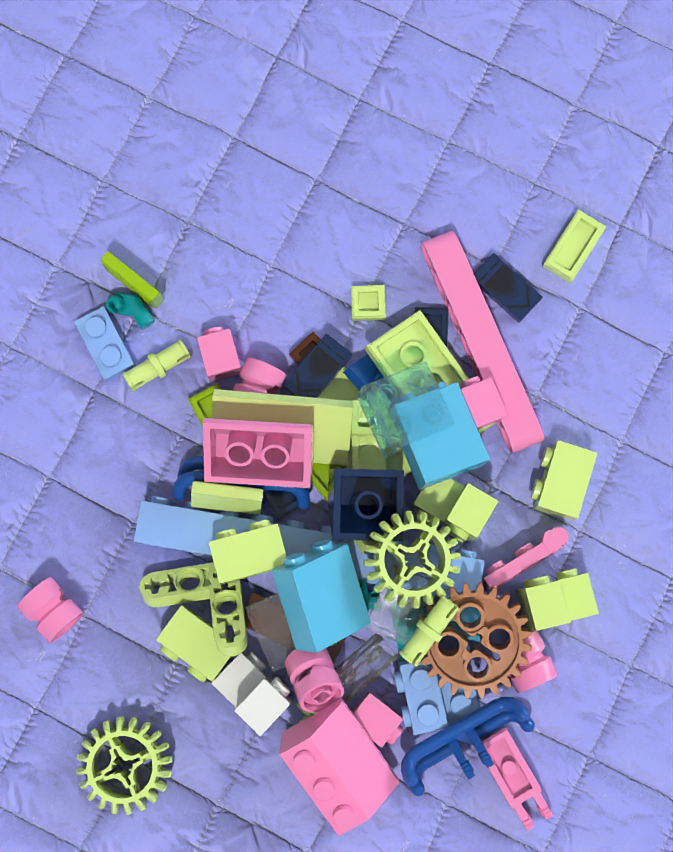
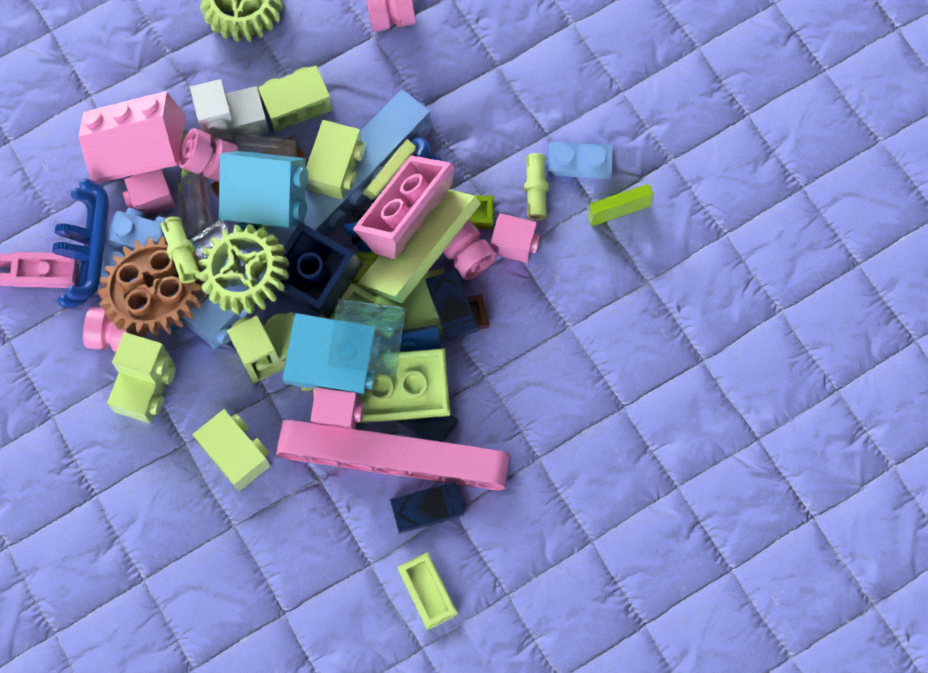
camera: 125 degrees right, 10 degrees down
(131, 306) = (606, 188): teal arm -> none
(207, 589) = (290, 108): yellowish green beam -> none
(368, 302) = (486, 384): yellowish green tile -> none
(526, 558) = (190, 381): bright pink hinge -> none

